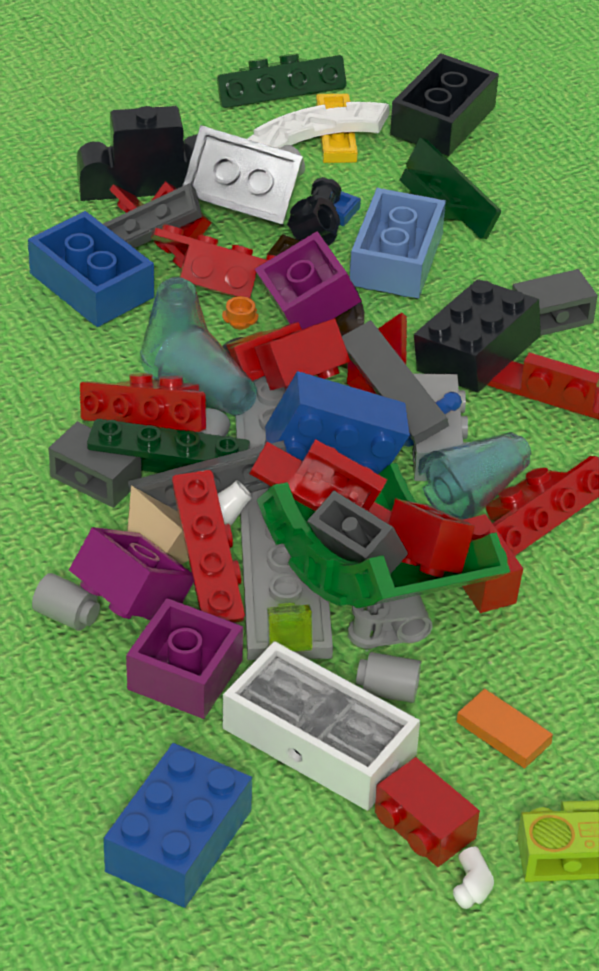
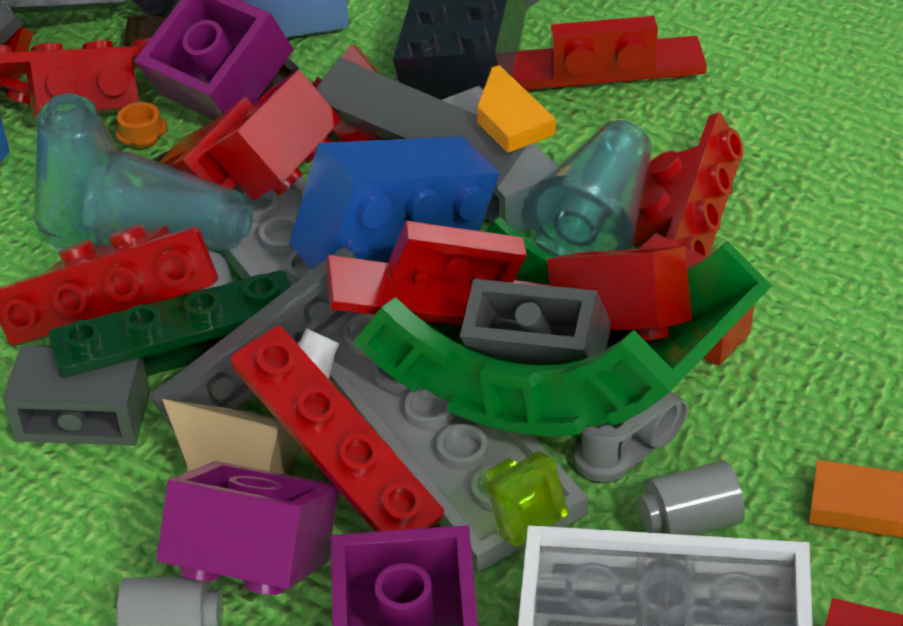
camera: 25 degrees left, 0 degrees up
(445, 400) = (512, 113): none -> light orange tile

